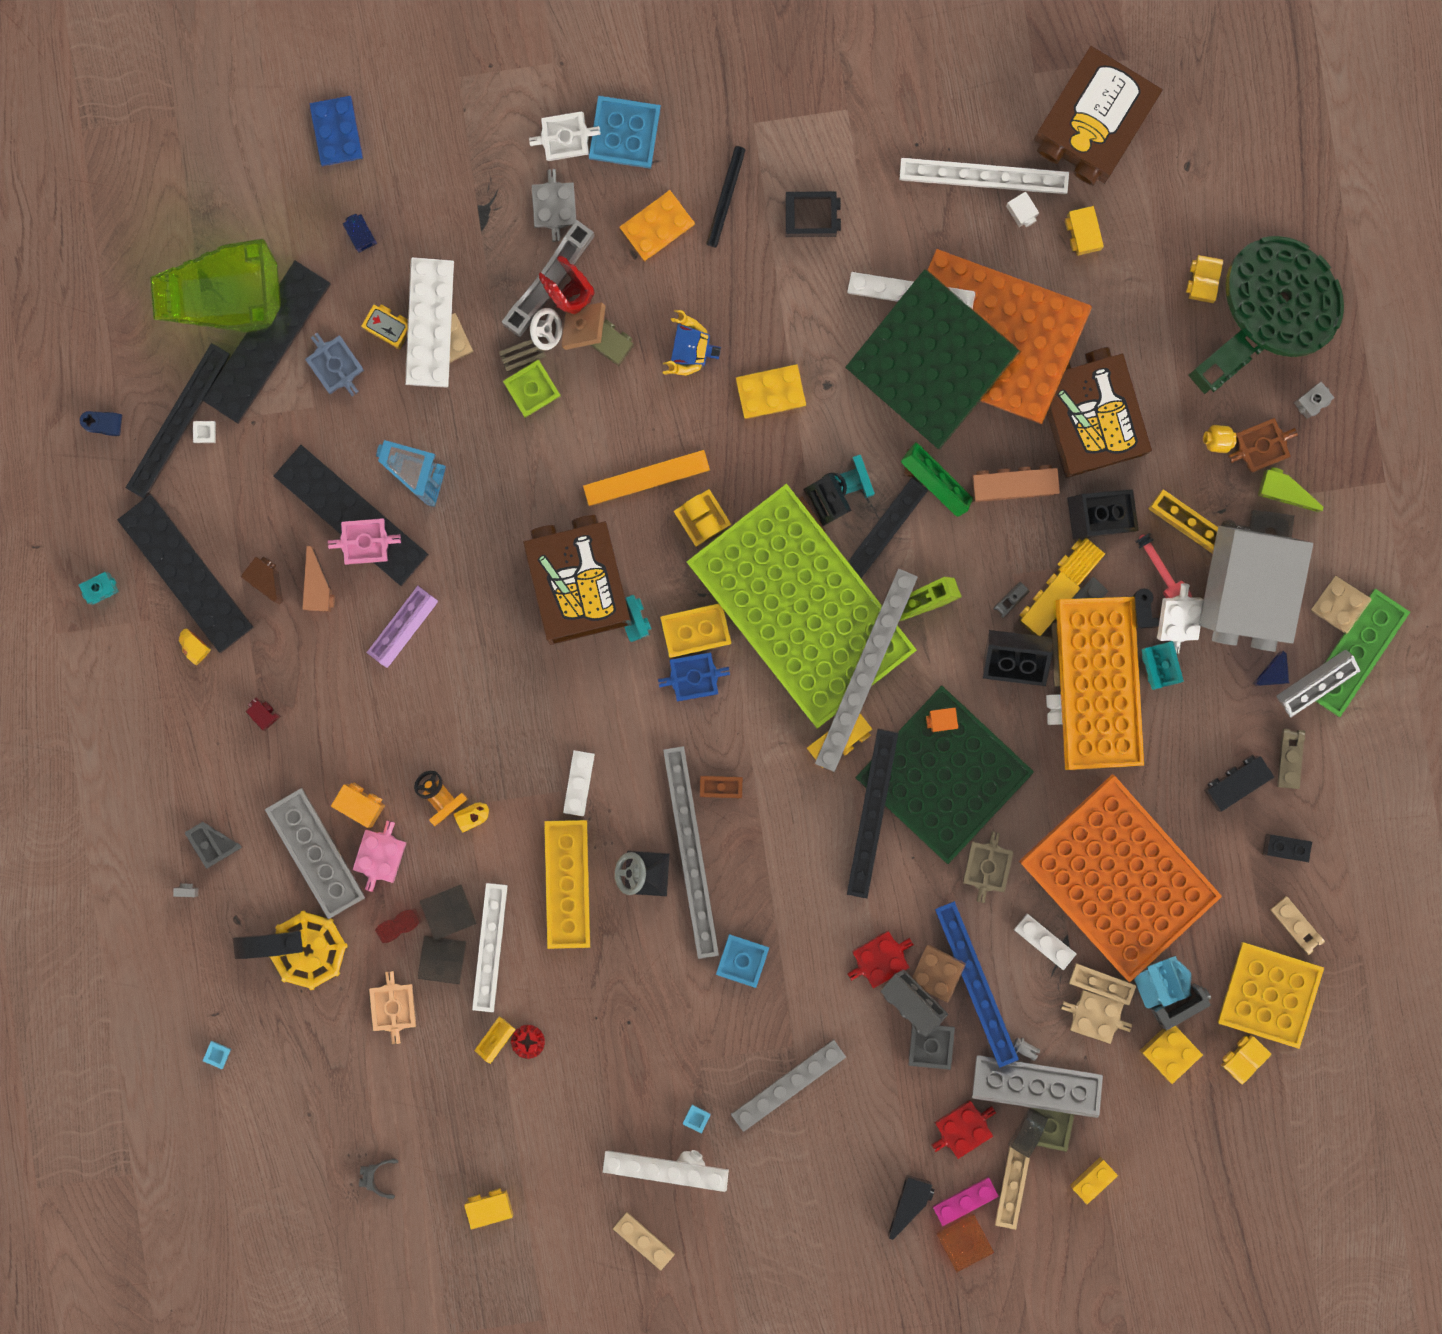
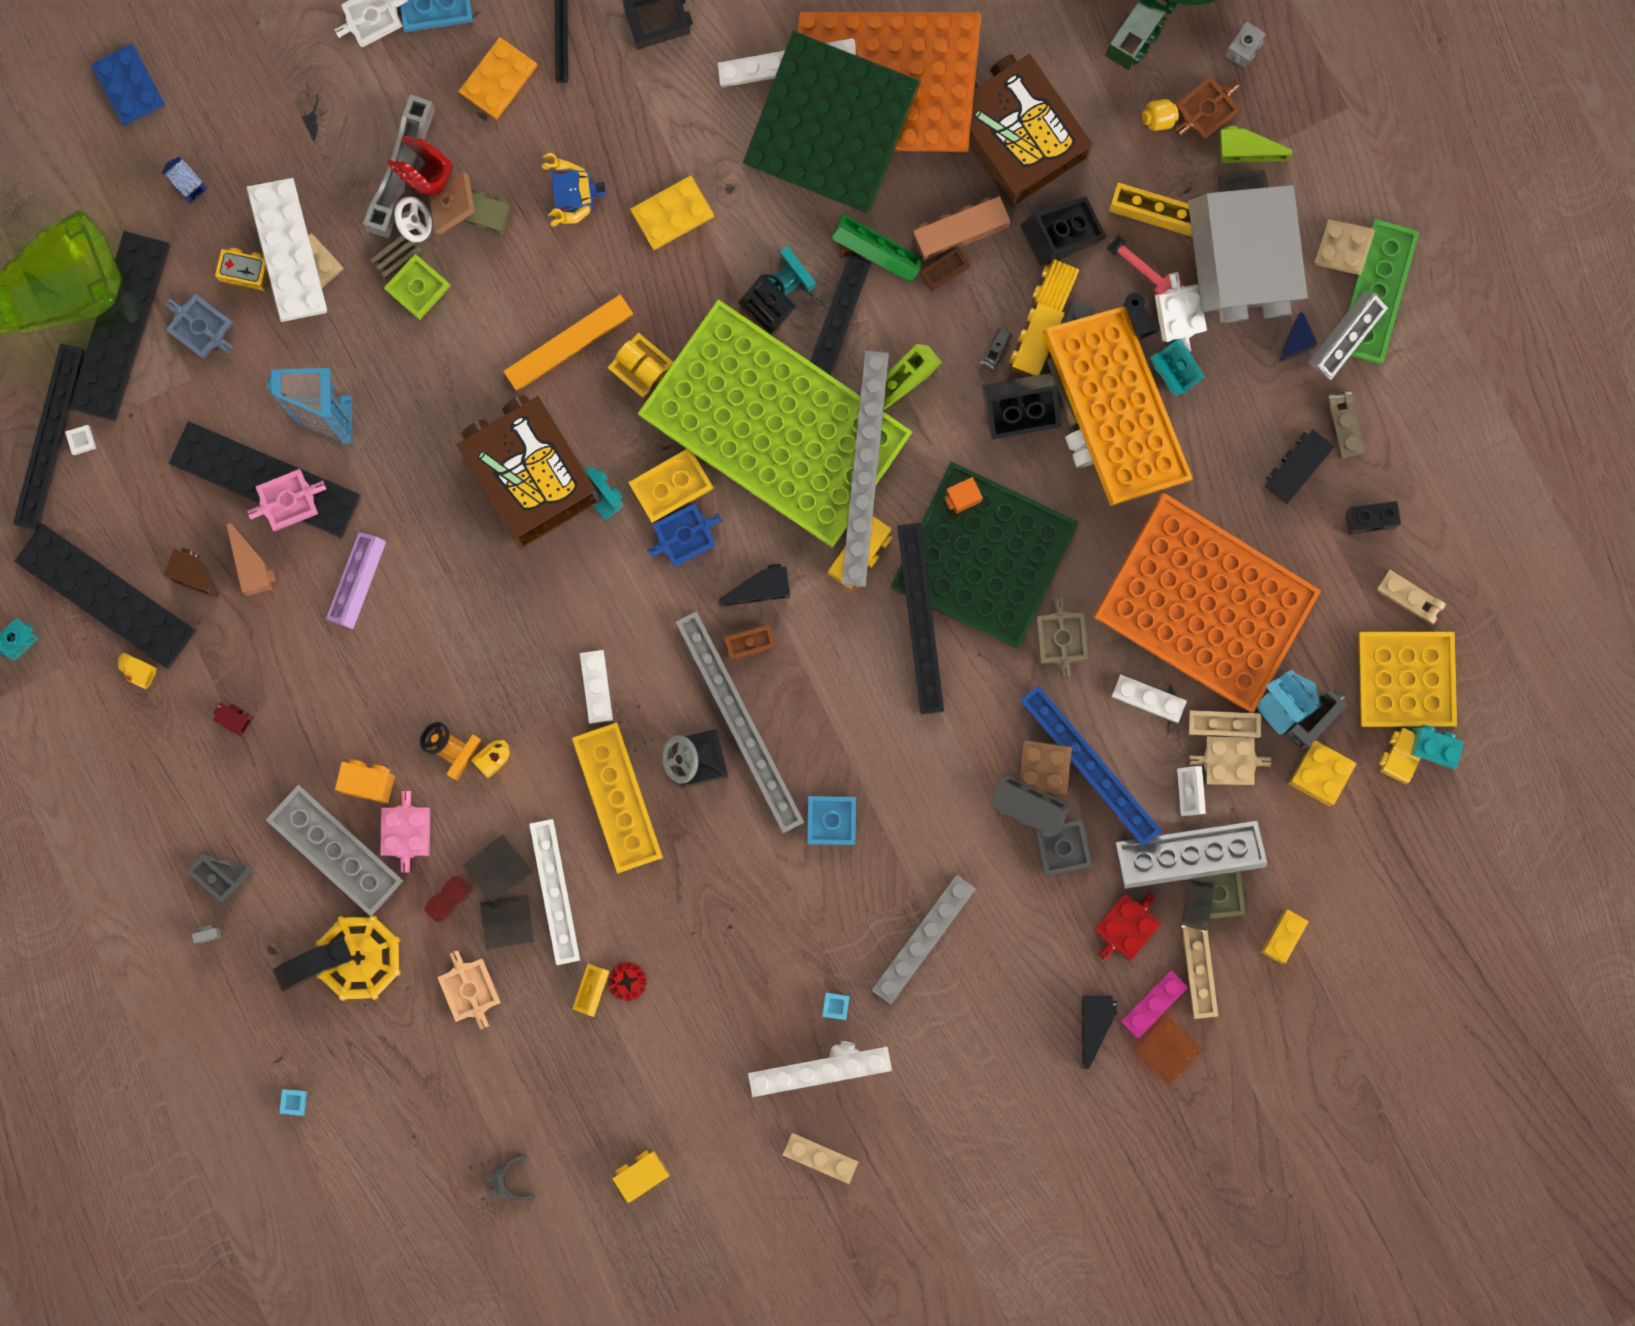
camera: 15 degrees left, 5 degrees down
(553, 205) = (381, 90): light grey plate -> none
(749, 742) = (763, 586): none -> black slope
(880, 959) = (978, 772): red plate -> none
(989, 515) = (944, 269): none -> reddish brown plate
(1025, 1048) = (1166, 819): light grey pin -> none
(1055, 1032) = (1191, 791): none -> white plate
(1275, 1062) = (1437, 747): none -> teal bracket

